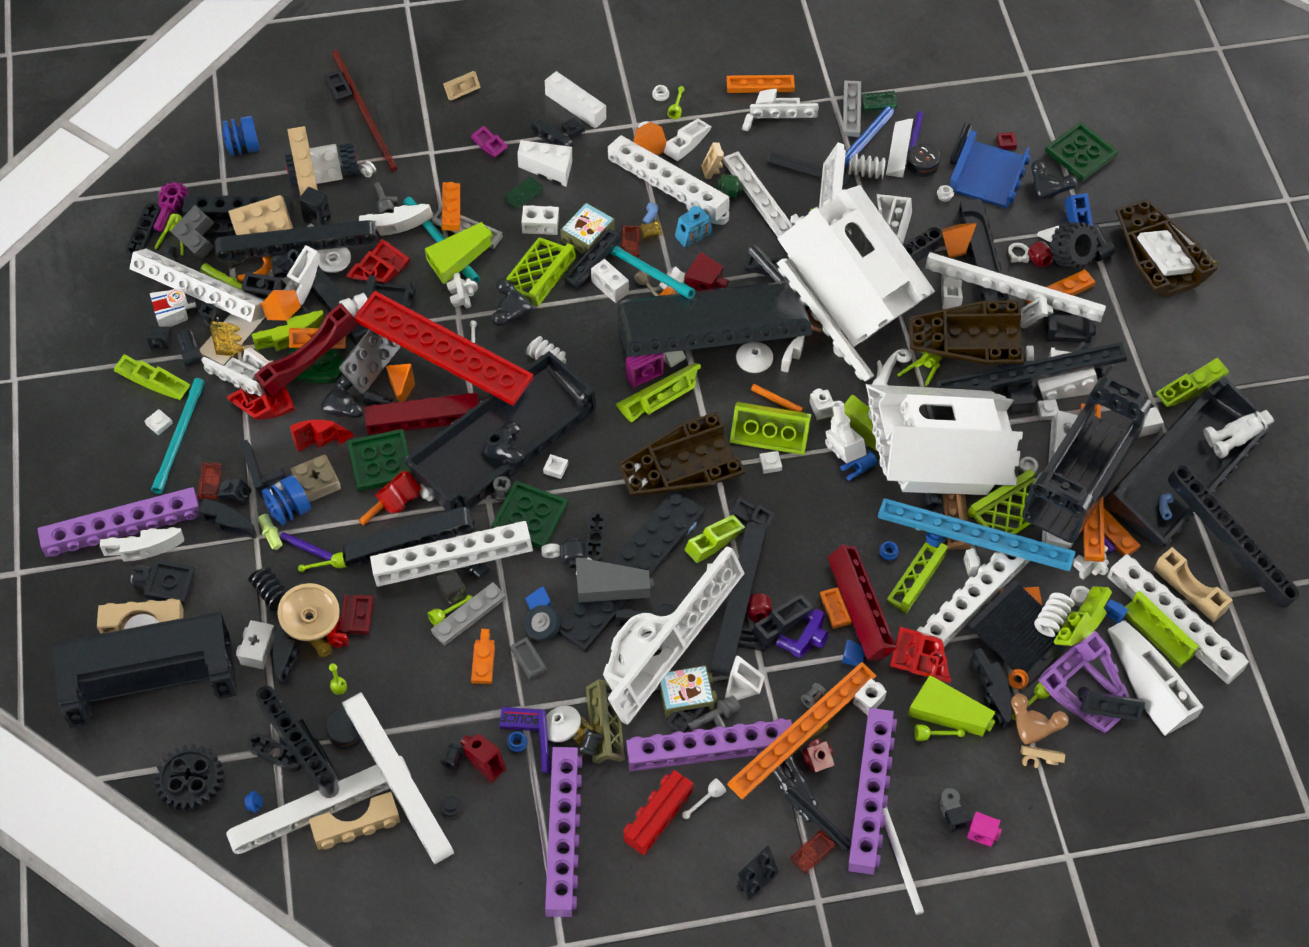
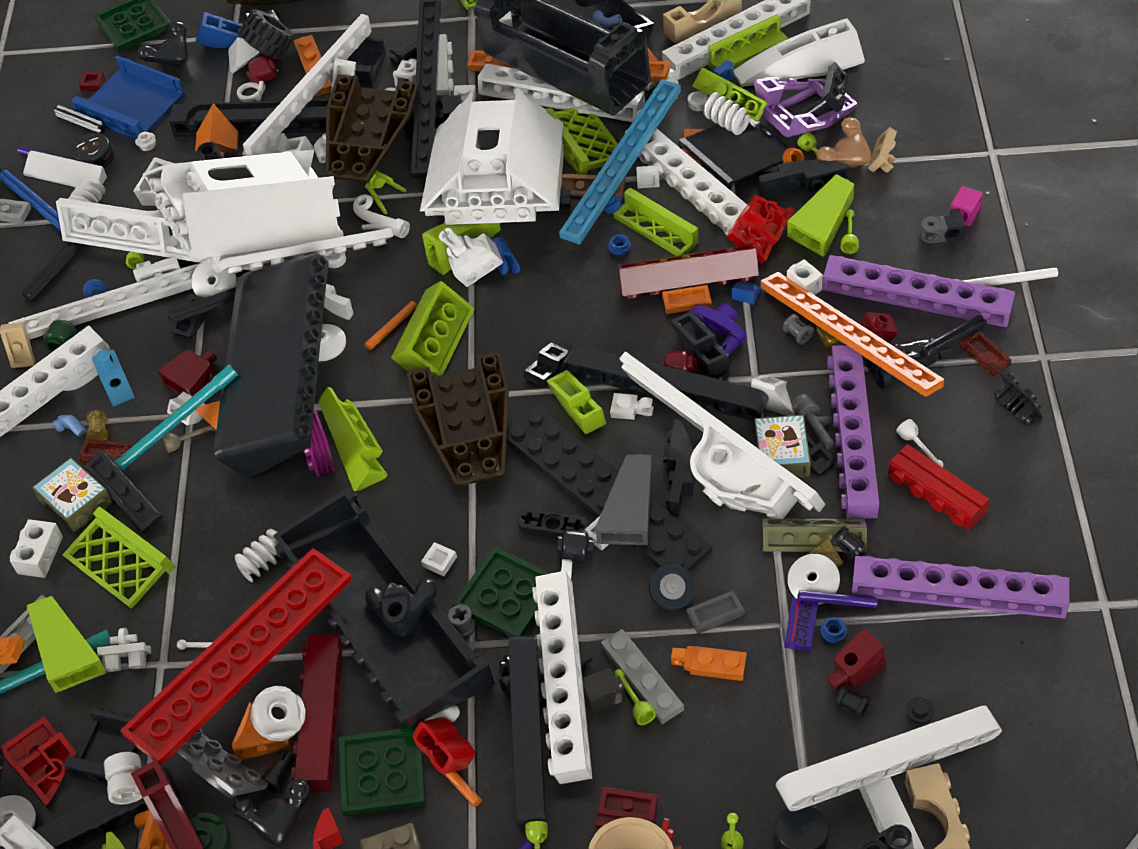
camera: 75 degrees left, 5 degrees down
(418, 383) = (271, 727): none -> white tile
(512, 306) = (172, 590): black head -> none
(538, 598) = (635, 592): blue slope -> none
(610, 280) = (166, 475): white brick -> none
(770, 462) = (478, 340): white plate -> none
(780, 196) = (93, 284): none -> blue plate
(821, 403) = (410, 281): white brick -> none

